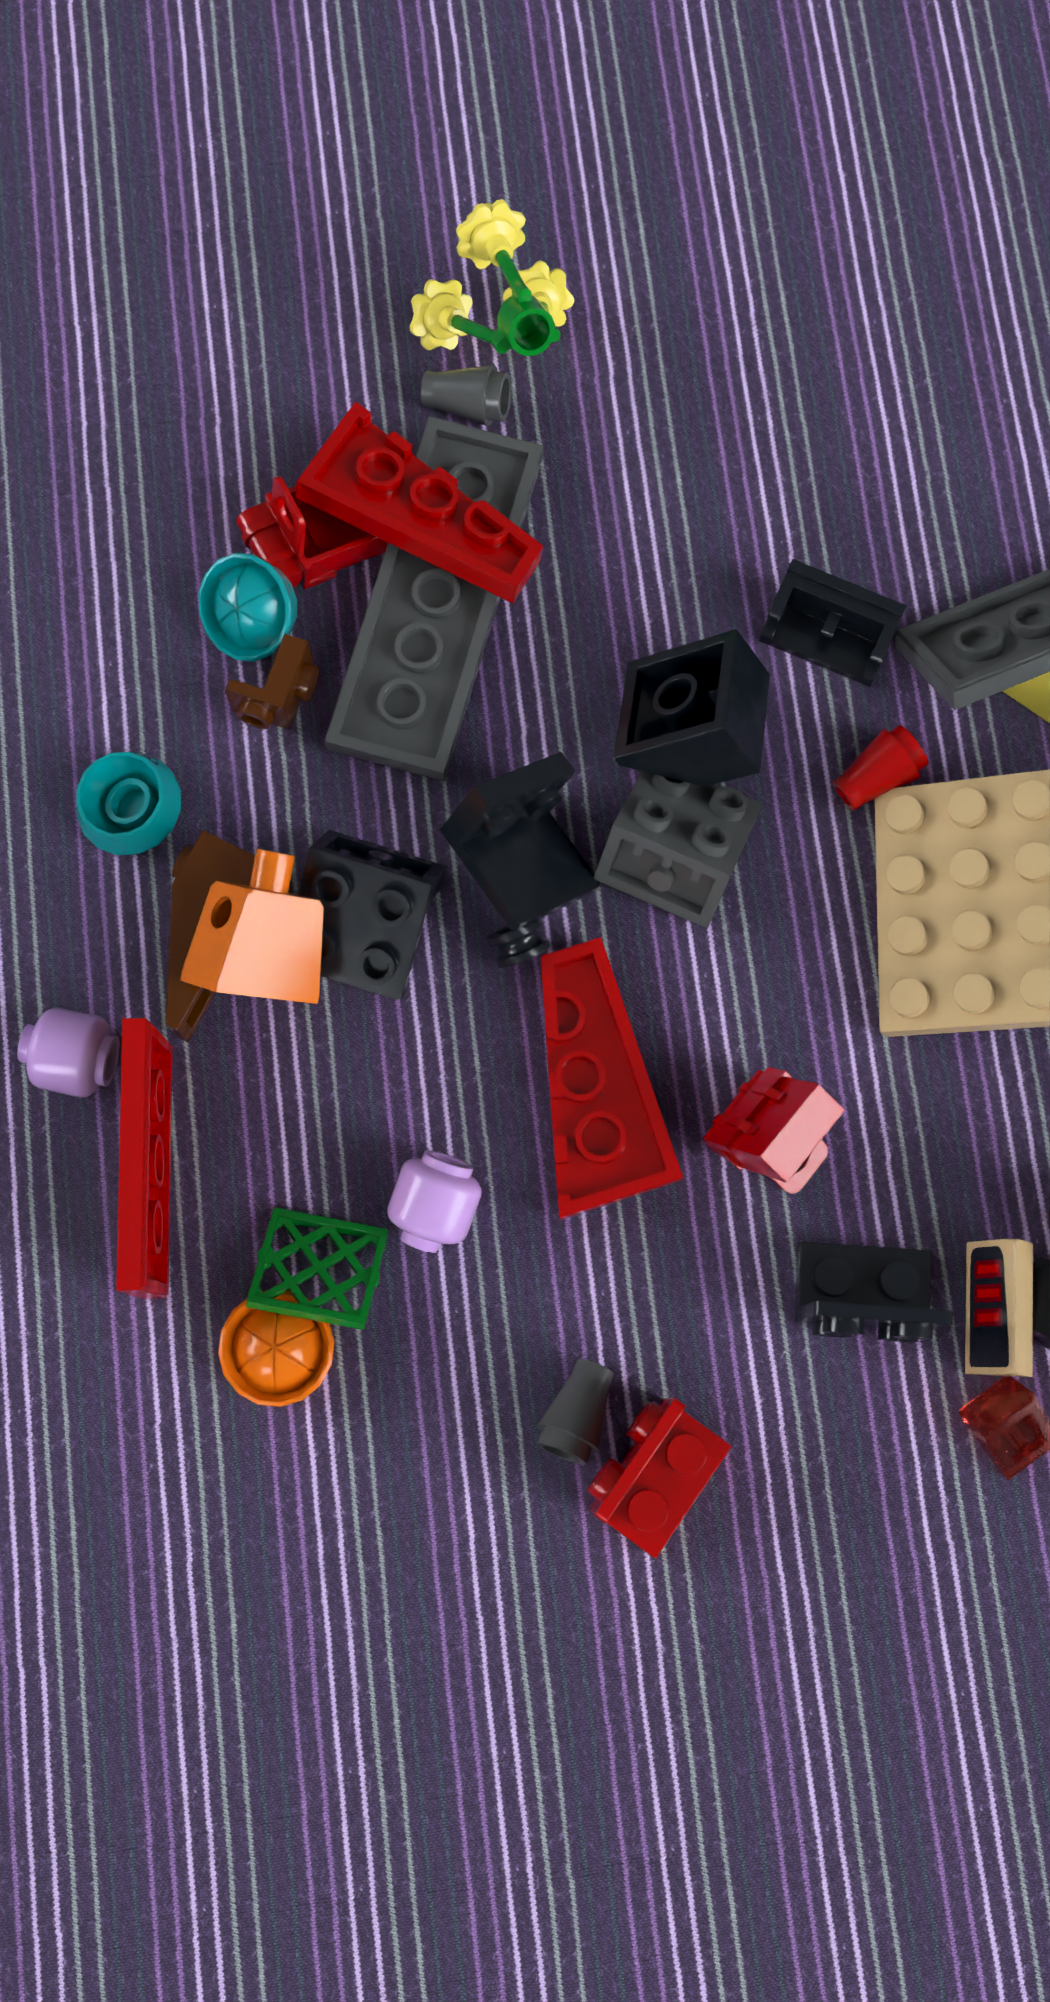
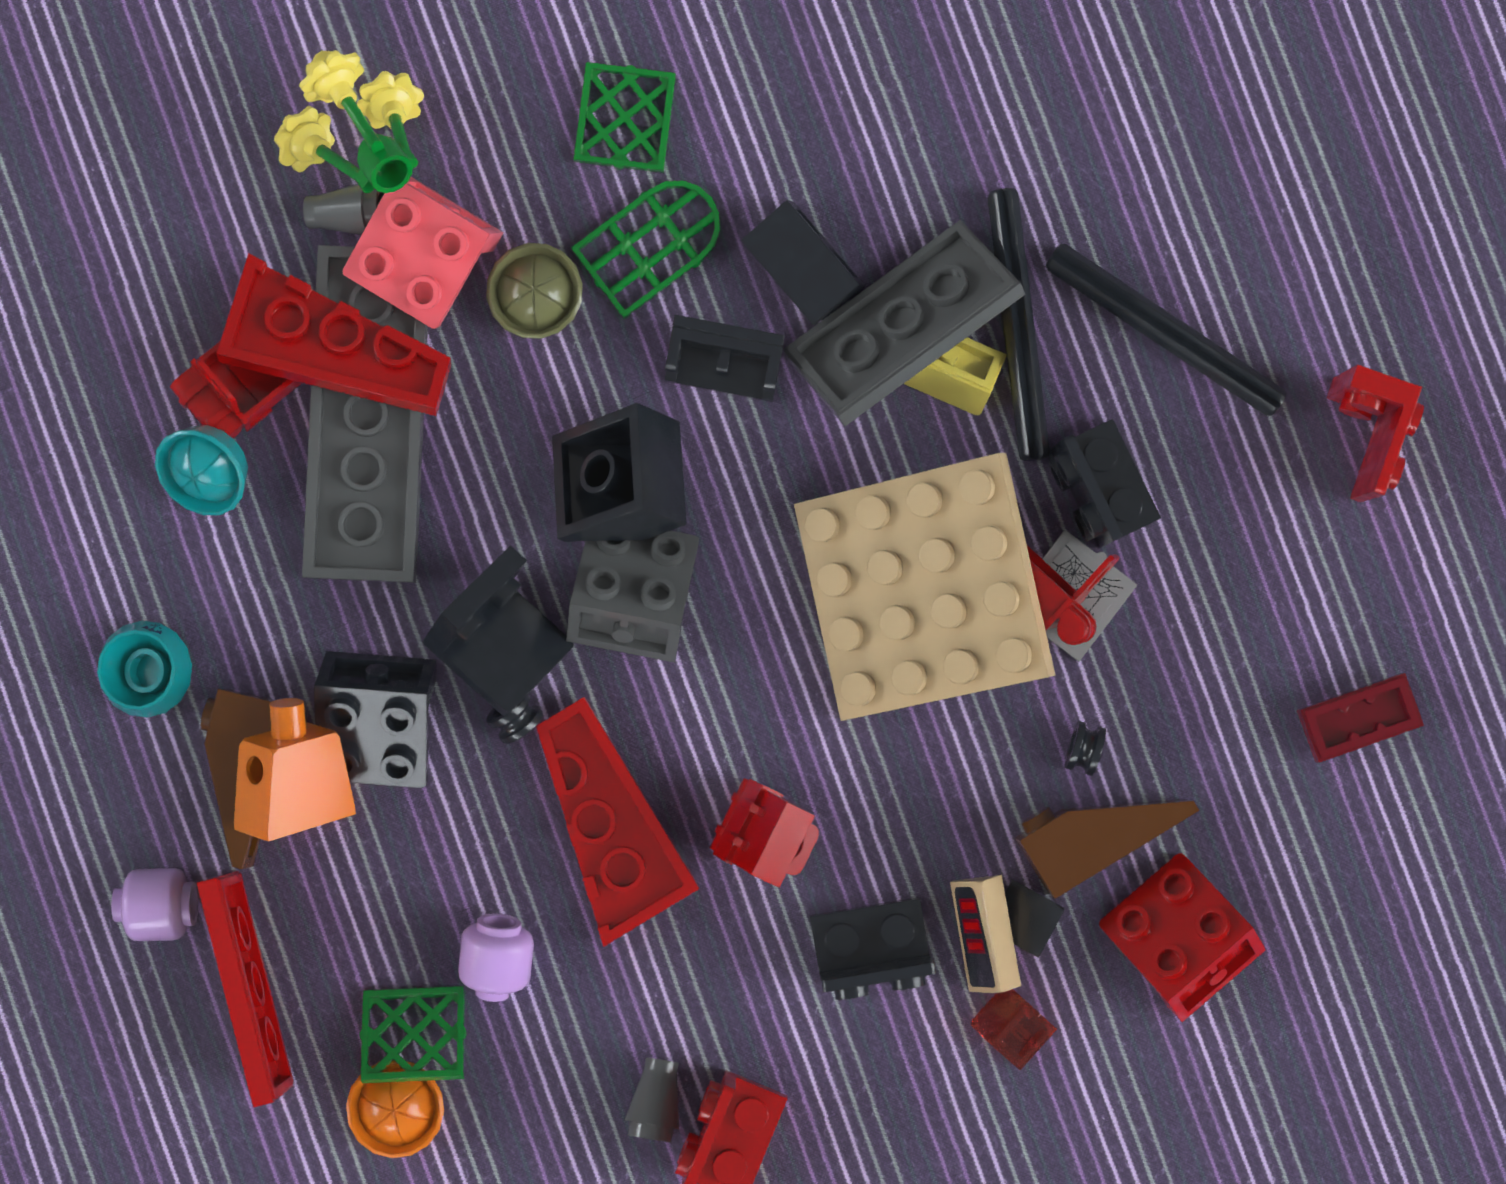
camera: 10 degrees left, 10 degrees up
(289, 682) = (257, 527): reddish brown bracket -> none
(534, 440) = (419, 251): none -> coral bracket
(644, 513) = (534, 290): none -> olive hat
(762, 520) = (644, 265): none -> green window
(789, 335) = (630, 74): none -> green window
(885, 764) = (796, 481): red cone -> none
(938, 543) = (802, 262): none -> black hinge

